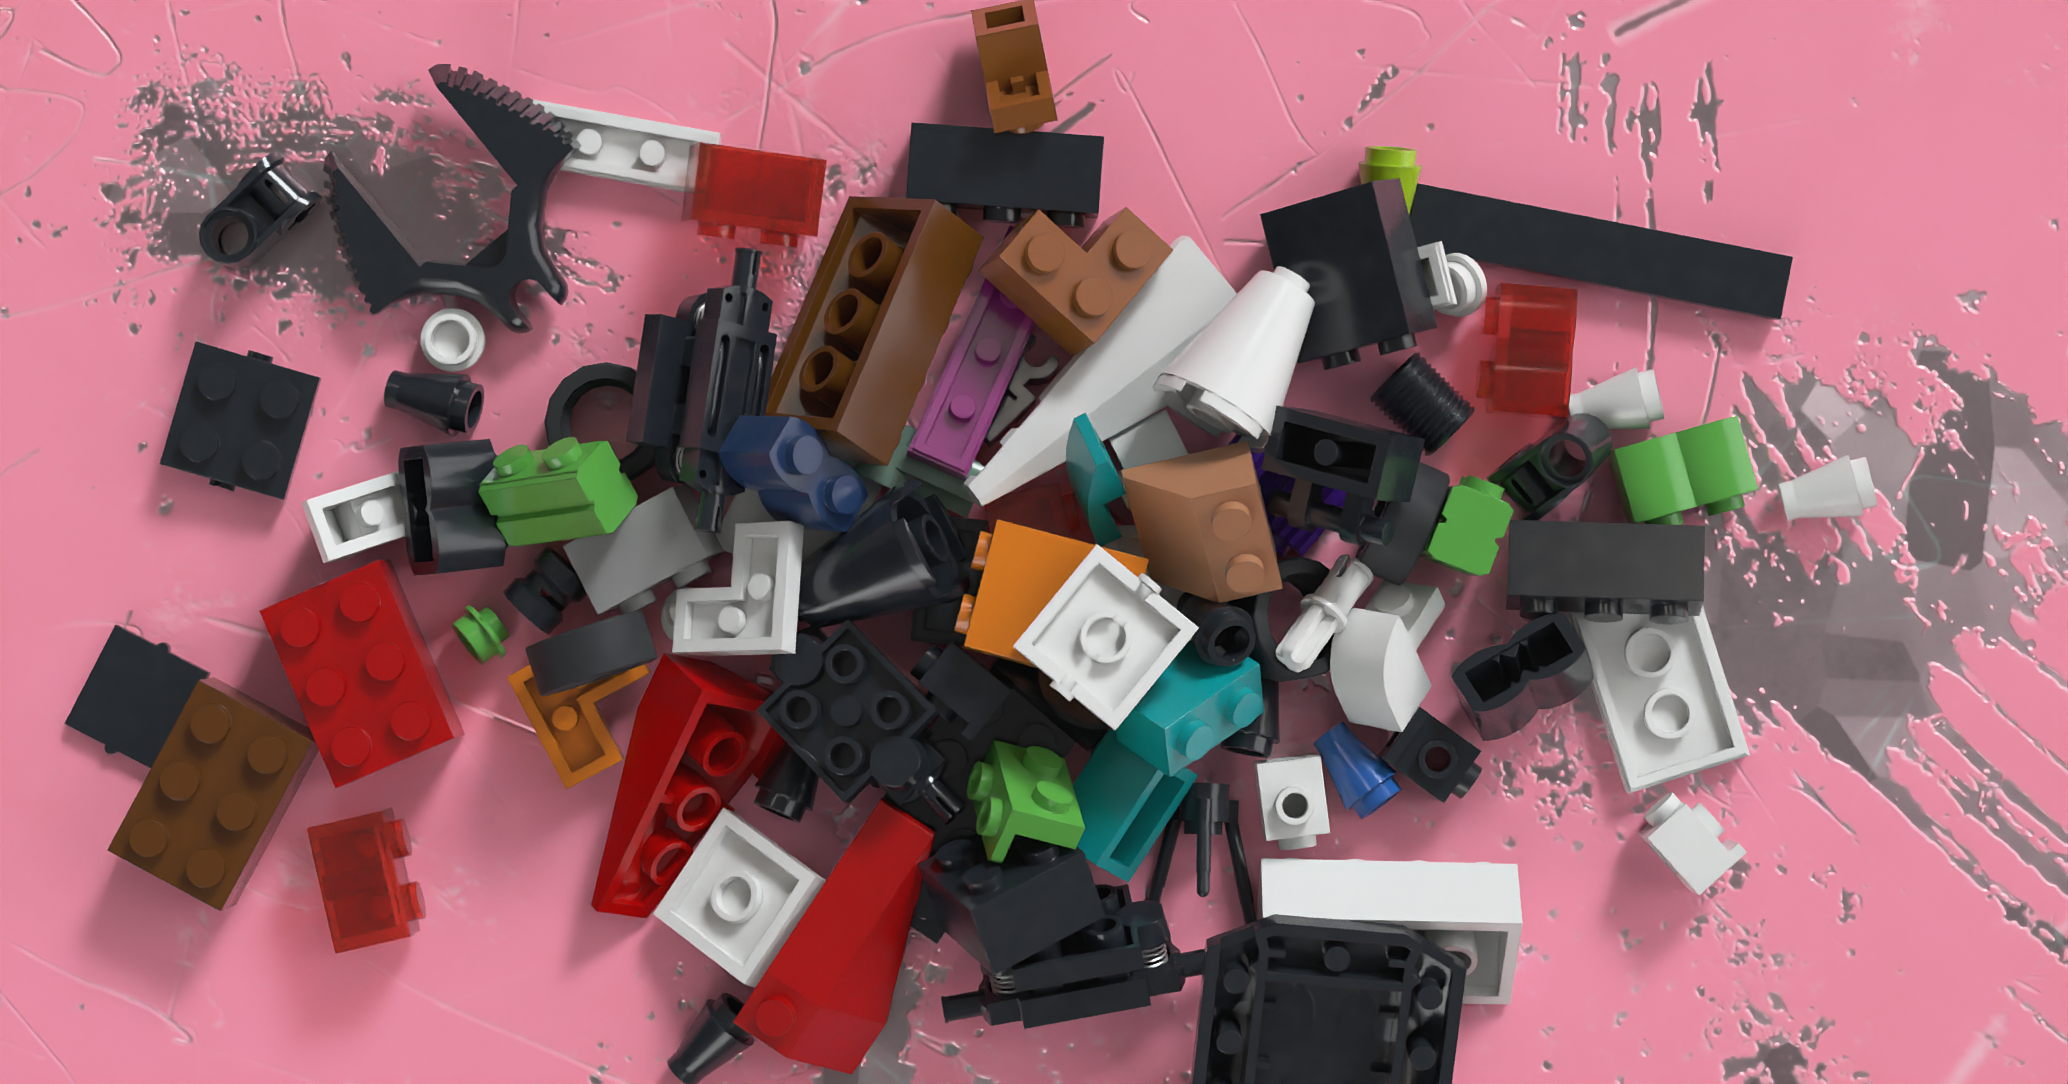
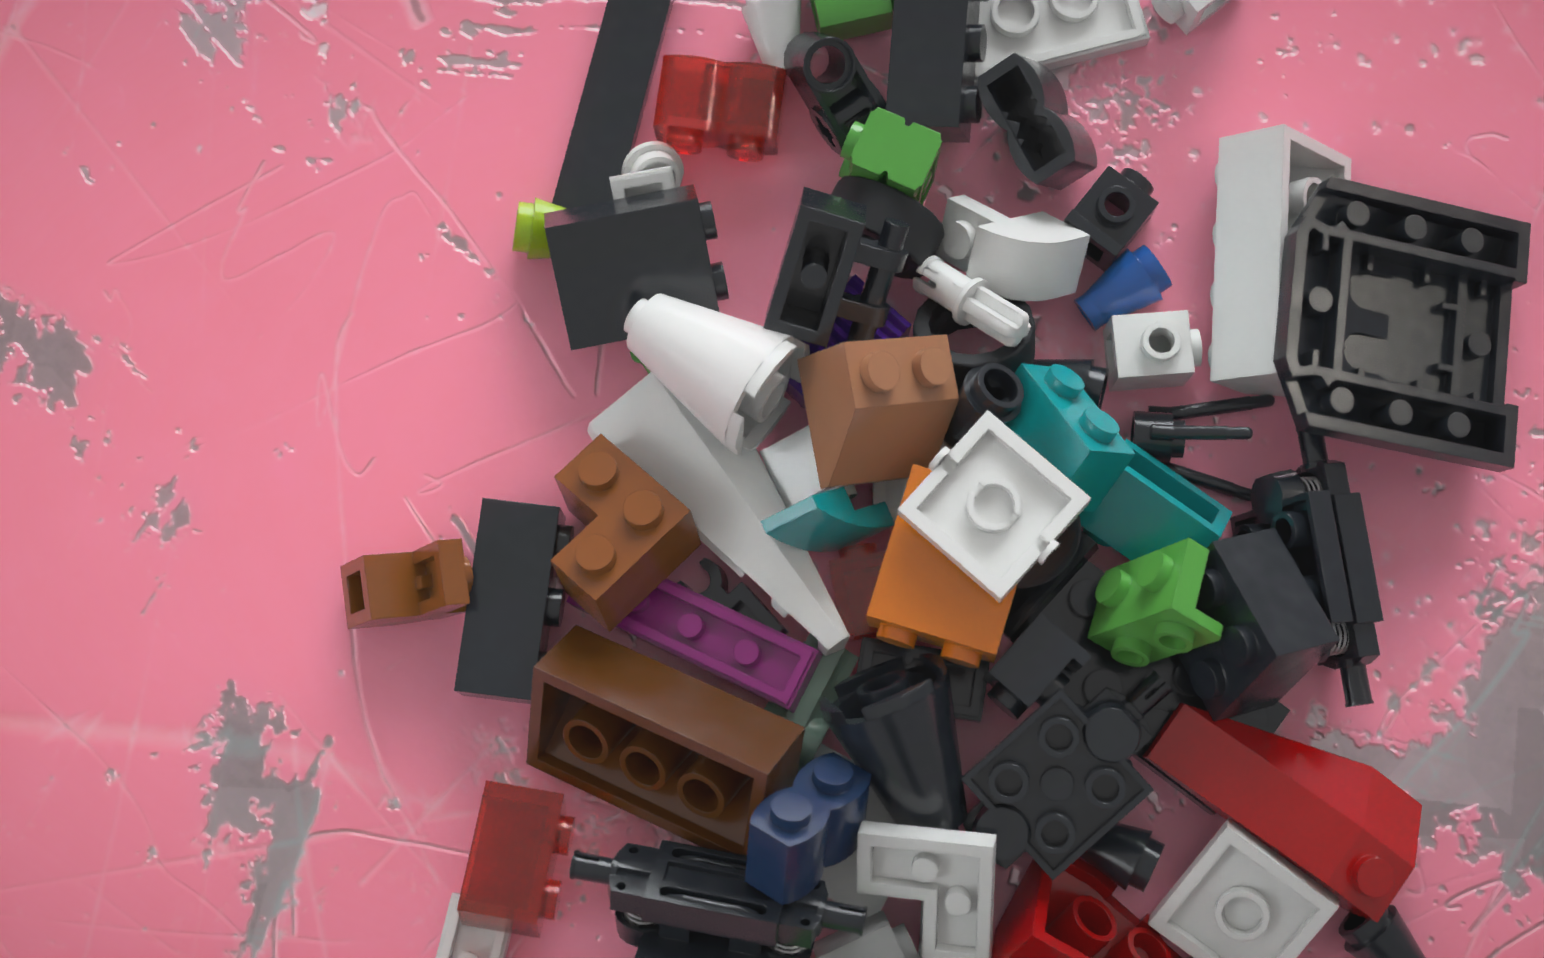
camera: 85 degrees left, 10 degrees down
(1422, 403) = (763, 207): black piece -> none

